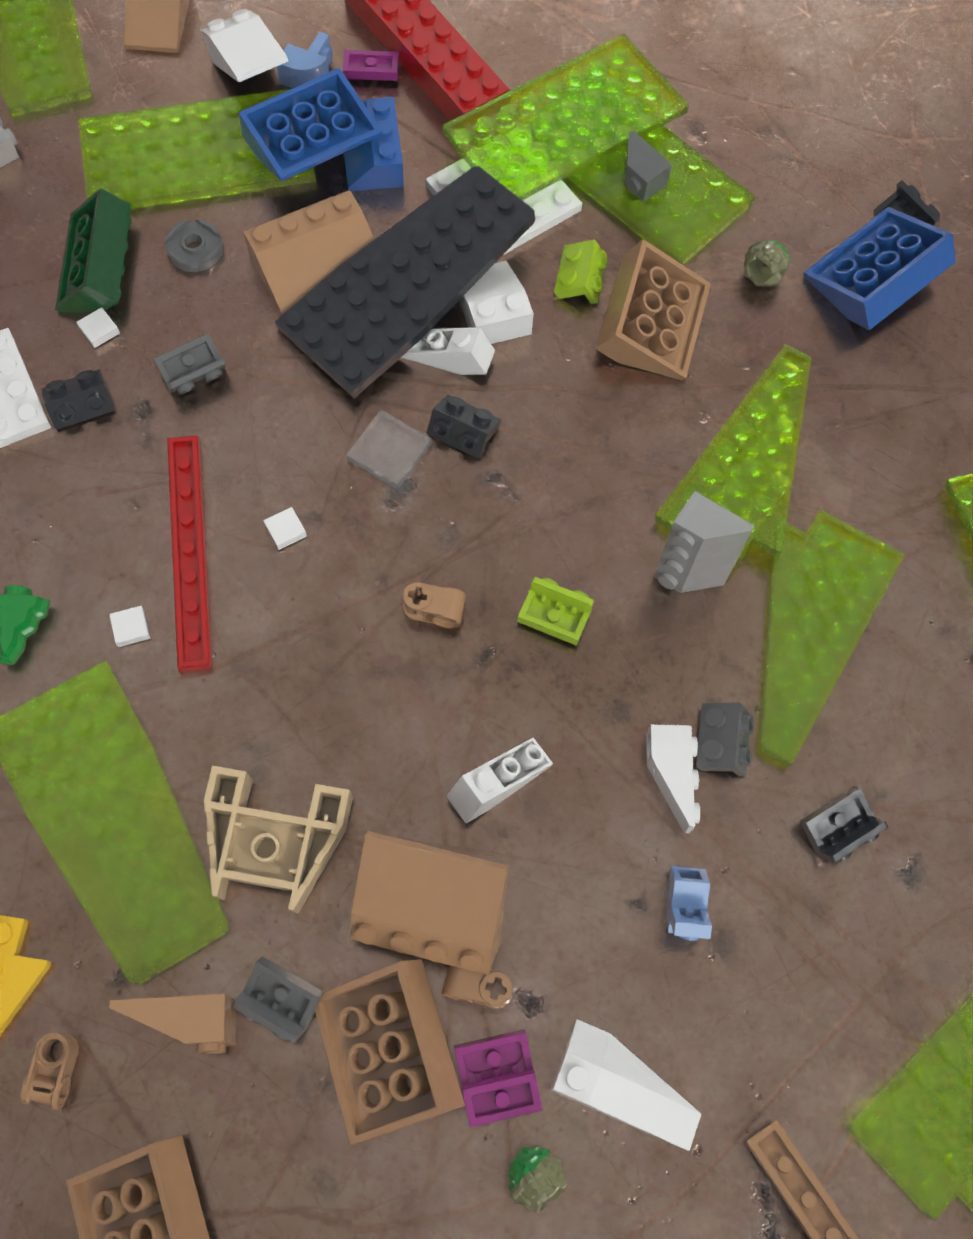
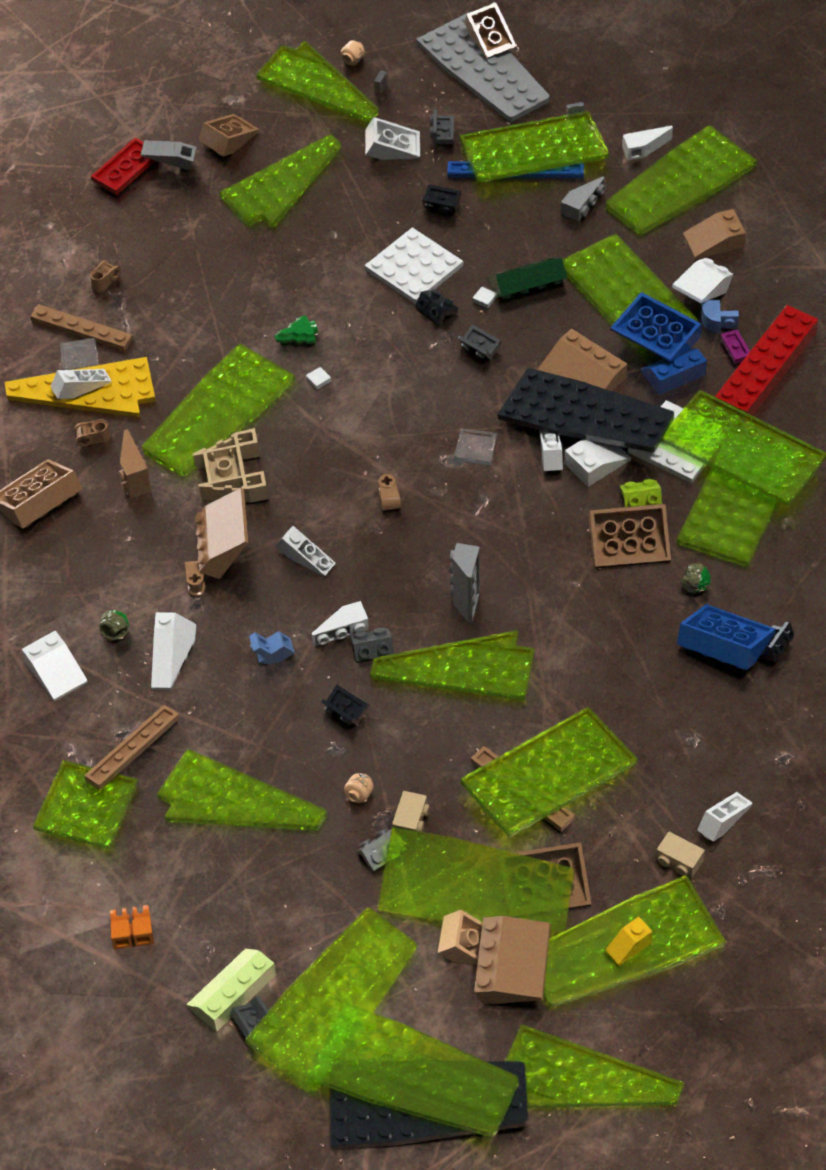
camera: 75 degrees right, 15 degrees down
(189, 555) = (371, 385): red tile -> none
(194, 258) = (561, 324): dark grey tile -> none
(278, 1000) = (155, 502): dark grey bracket -> none
(285, 528) = (404, 419): white tile -> none
(387, 1051) = (151, 552): medium nougat slope -> none
(462, 425) = (506, 471): black bracket -> none
(497, 1078) = (155, 598): magenta slope -> none
(556, 610) = (410, 547): lime bracket -> none
(644, 168) = (725, 493): dark grey slope -> none
(753, 455) = (536, 607): clear neon green wing -> none

